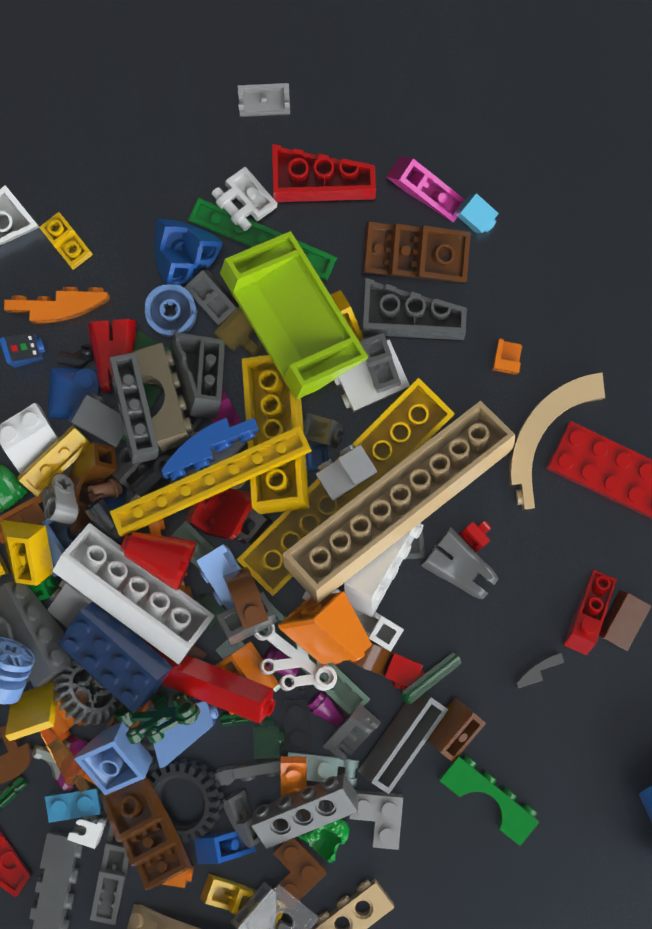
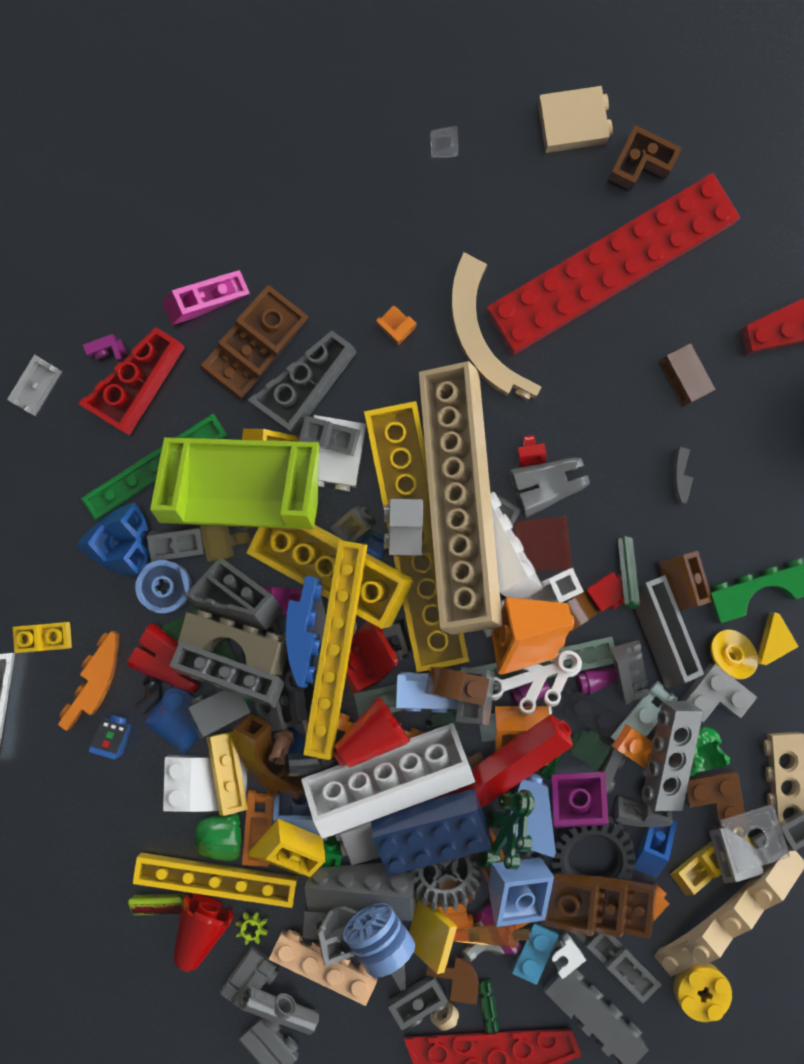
camera: 55 degrees left, 0 degrees up
(60, 500) = (264, 791): light grey piece -> none
(220, 759) = (580, 799): none -> magenta slope
(251, 196) = (109, 451): white plate -> none
(330, 132) = (101, 347): none -> magenta bracket
(410, 595) = (545, 543): none -> clear red tile
(421, 808) = (734, 654): none -> yellow dish
(455, 835) = (775, 640): none -> yellow slope
(477, 214) = (256, 268): medium azure brick -> none
(590, 613) = (662, 399): red slope -> none

